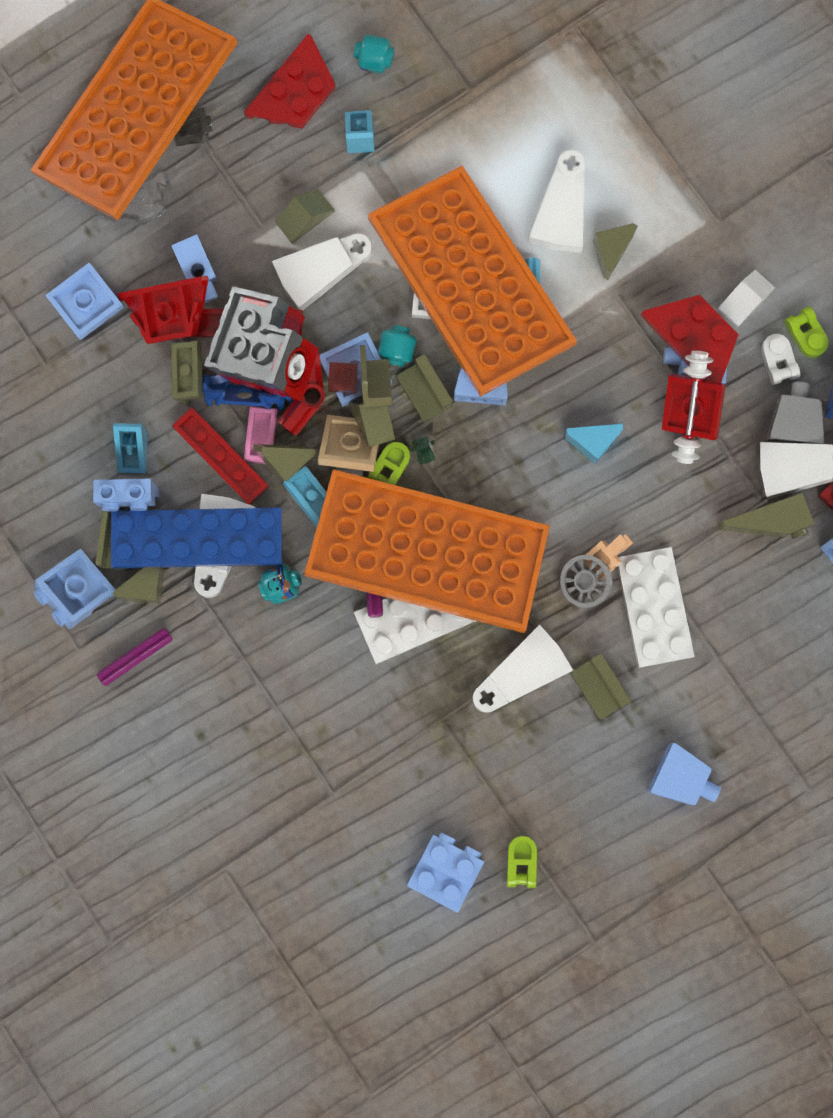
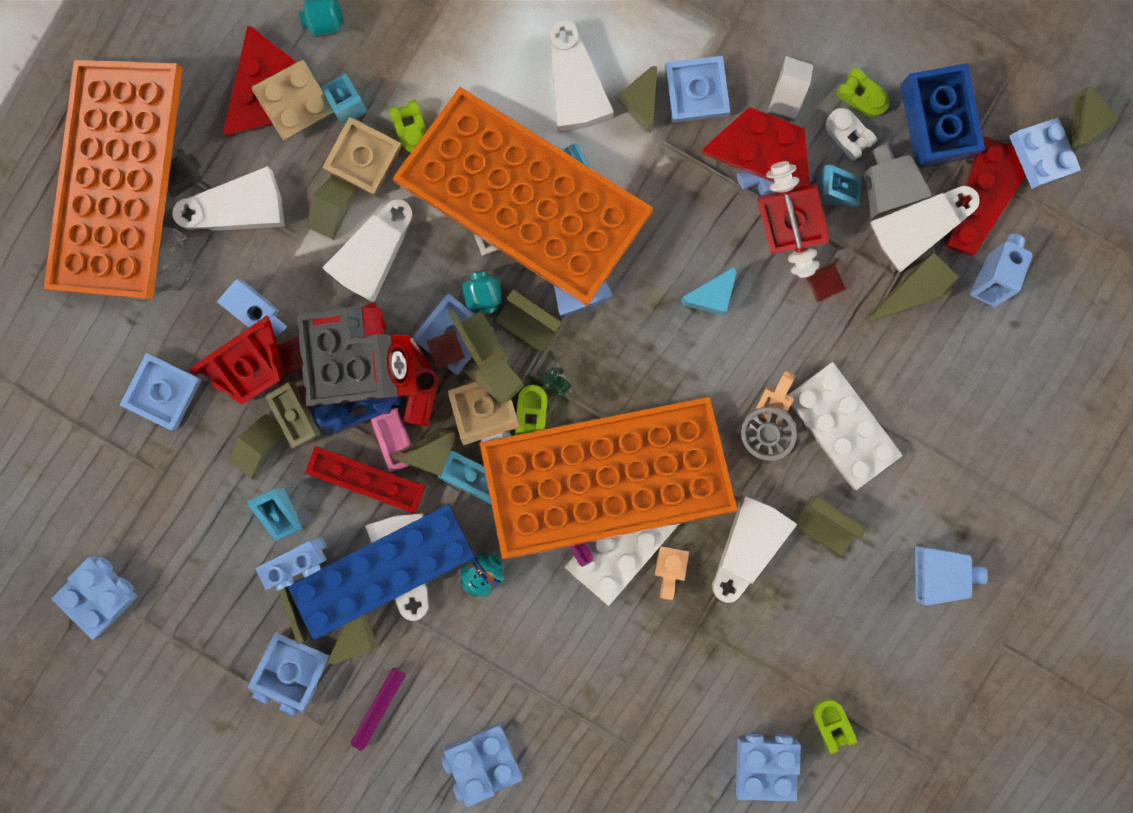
camera: 30 degrees left, 5 degrees up
(142, 384) = (256, 445): none -> olive slope
(199, 747) = (481, 765): none -> light blue plate
(225, 176) = (238, 204): none -> white piece
(316, 111) = (293, 100): none -> tan plate
(351, 185) = (362, 156): none -> tan plate
(401, 186) = (410, 134): none -> lime plate
(446, 657) = (671, 566): none -> light nougat plate
(664, 261) = (697, 89): none -> light blue plate
(698, 477) = (826, 282): none -> clear red plate
(747, 400) = (838, 186): none -> medium azure slope

